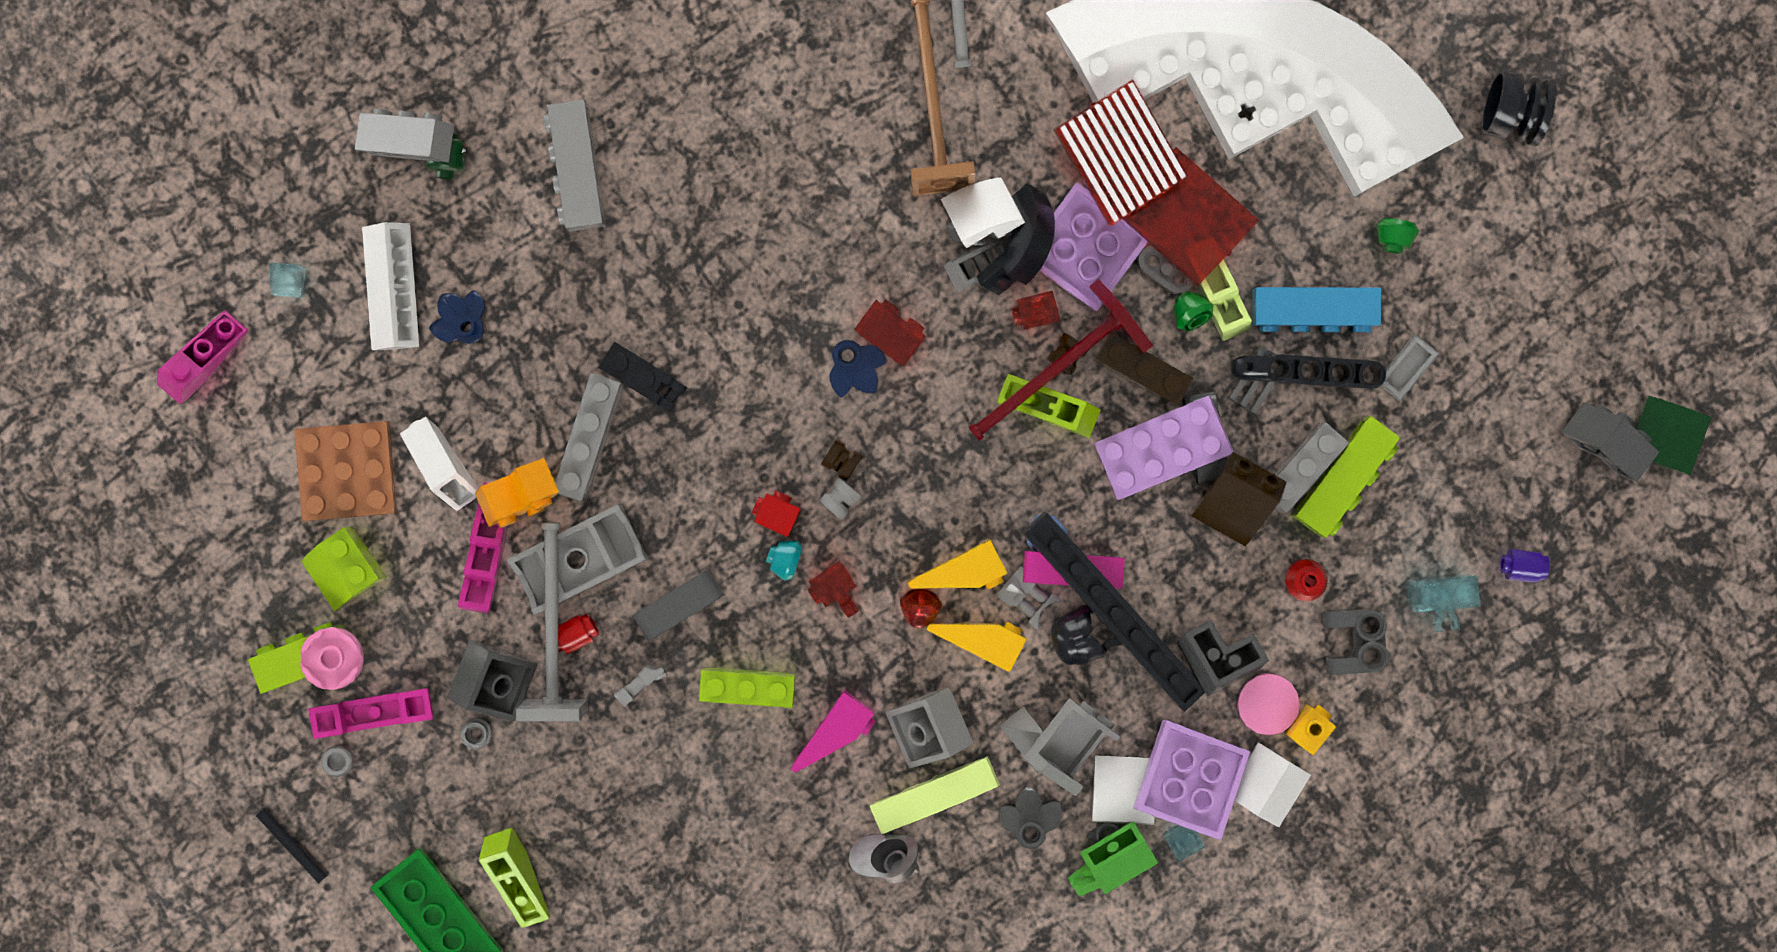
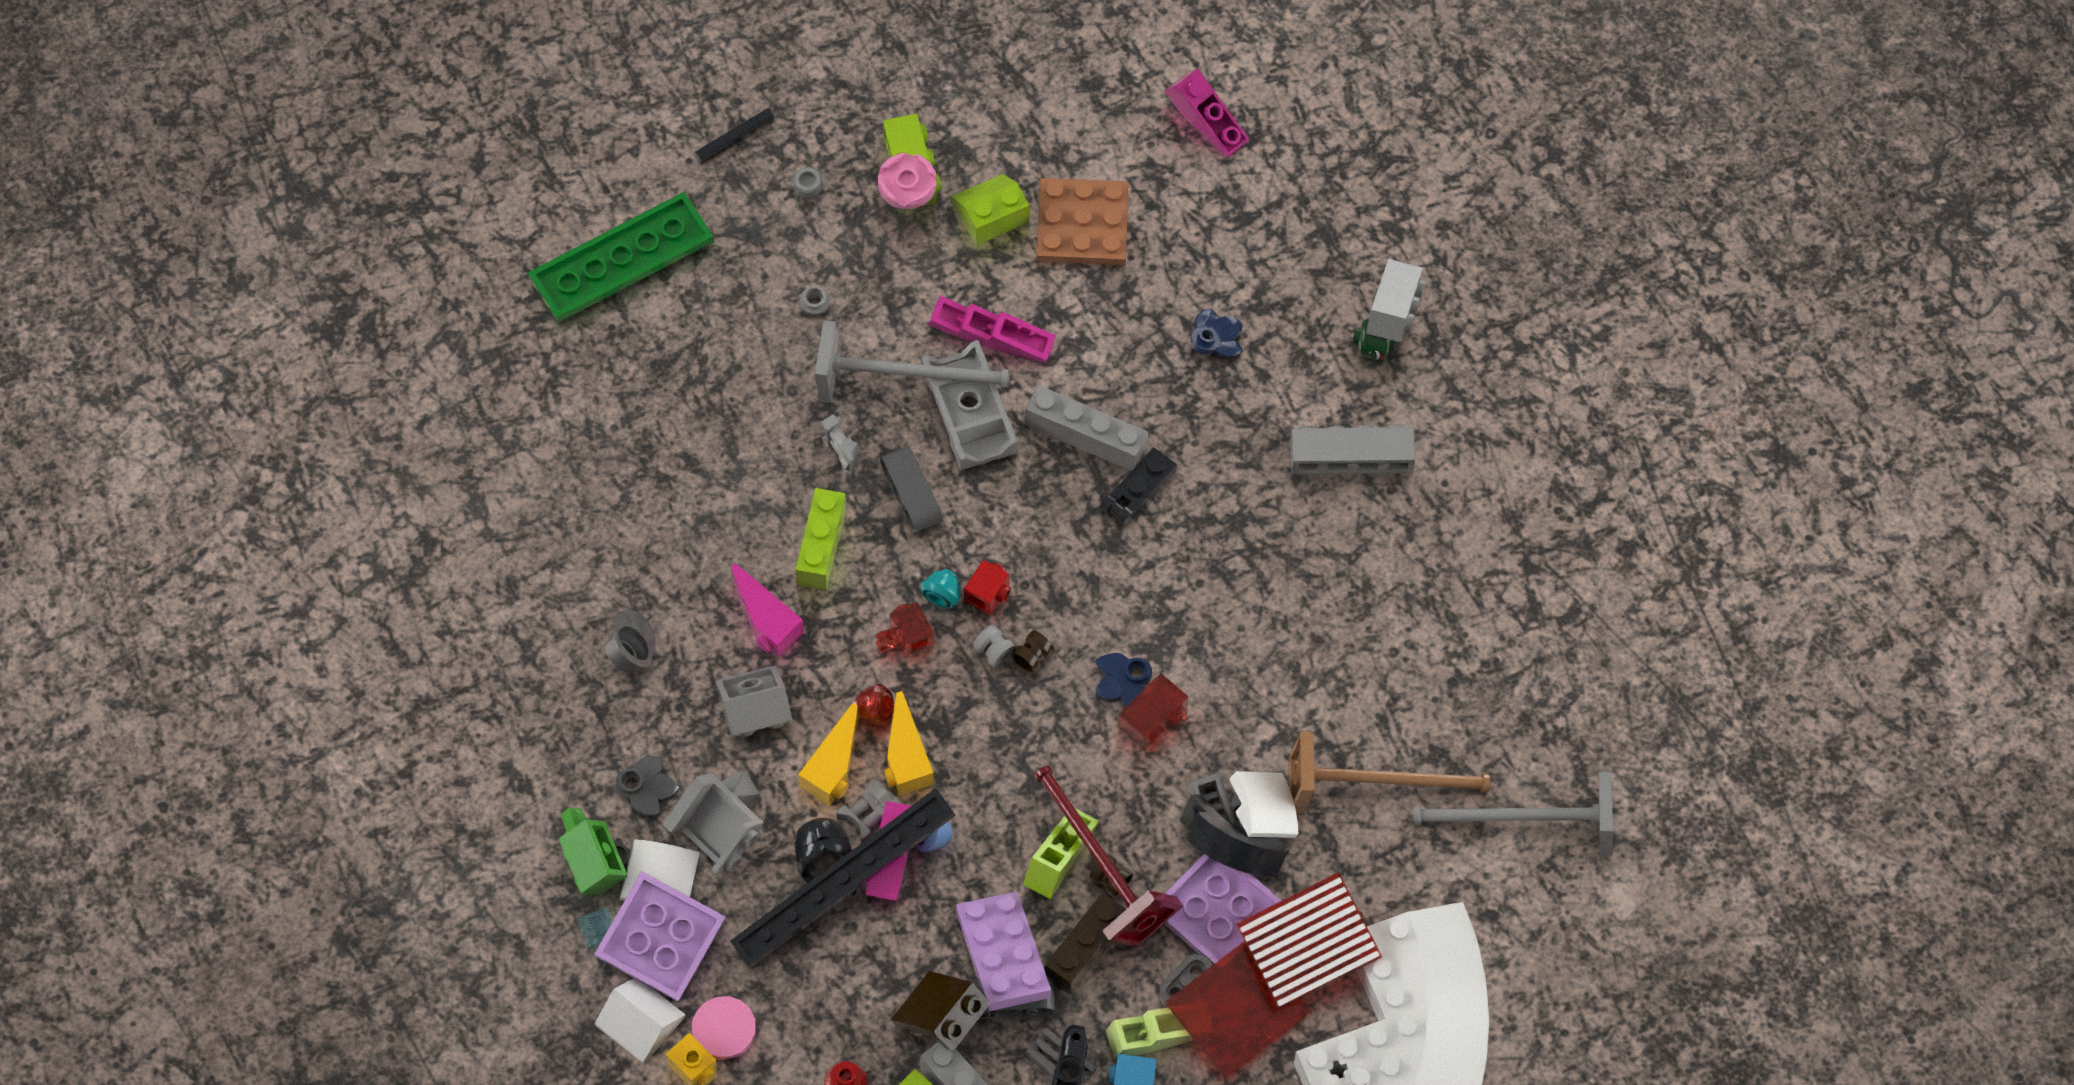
camera: 95 degrees right, 25 degrees down
(287, 279) = (1271, 193): clear light blue slope -> none
(371, 712) = (849, 211): dark pink slope -> none
(390, 286) = (1254, 278): white brick -> none
(439, 464) = (1077, 297): white slope -> none
(491, 681) = (864, 317): dark grey slope -> none
(514, 877) = (672, 314): lime slope -> none
(523, 491) = (1039, 354): light orange brick -> none
(576, 633) = (897, 395): red brick -> none
(934, 795) = (685, 696): yellowish green slope -> none
(1036, 311) = (1158, 851): clear red brick -> none
(1192, 311) = (1139, 997): green cone -> none
(1217, 664) = (773, 975): dark grey brick -> none

